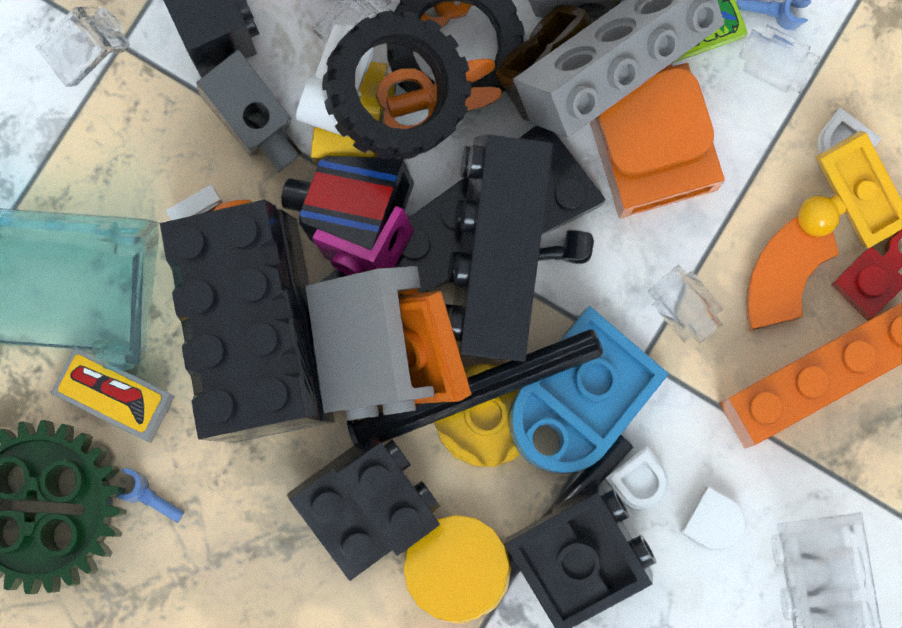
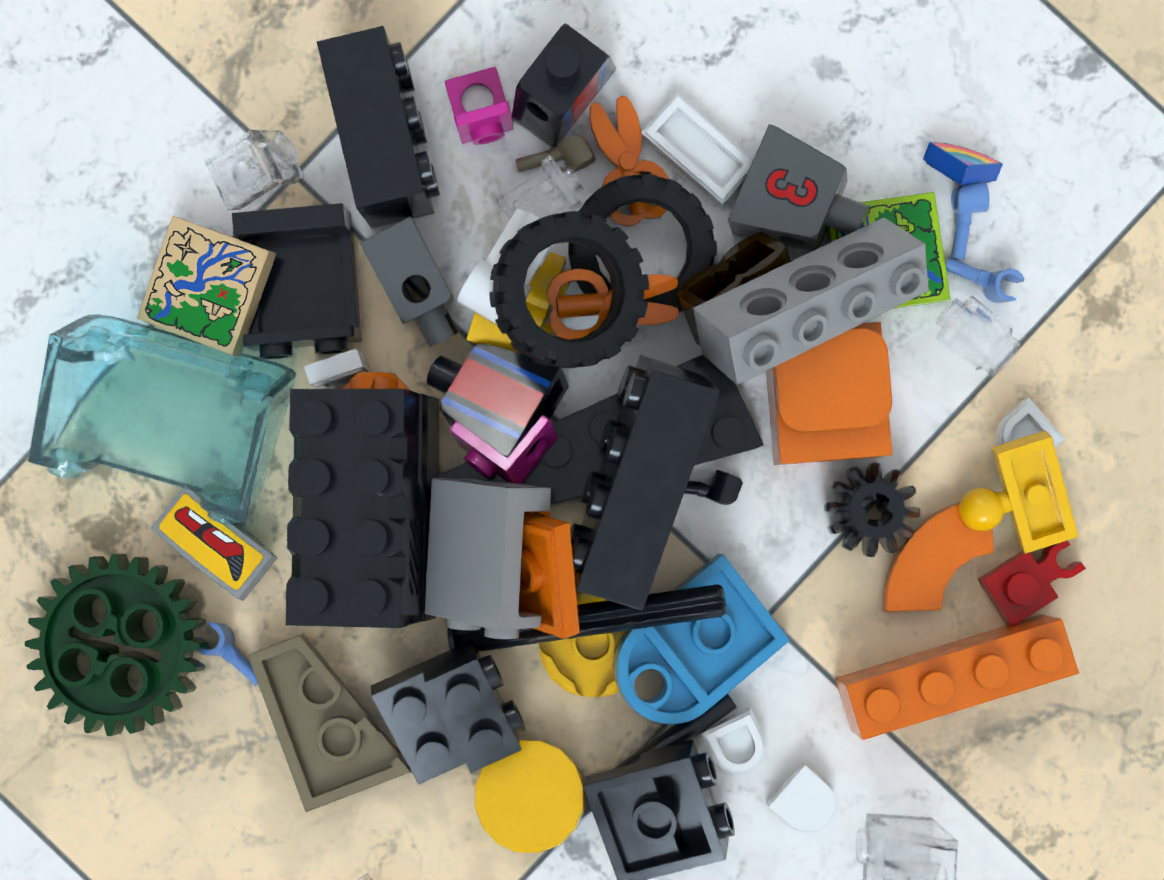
camera: 10 degrees right, 5 degrees up
(59, 159) = (206, 286): none -> tile
(143, 136) = (311, 281): none -> black panel
(246, 544) = (321, 725): none -> dark tan wing
(686, 305) = (823, 574): clear brick -> none
(735, 232) = (890, 505): none -> black gear

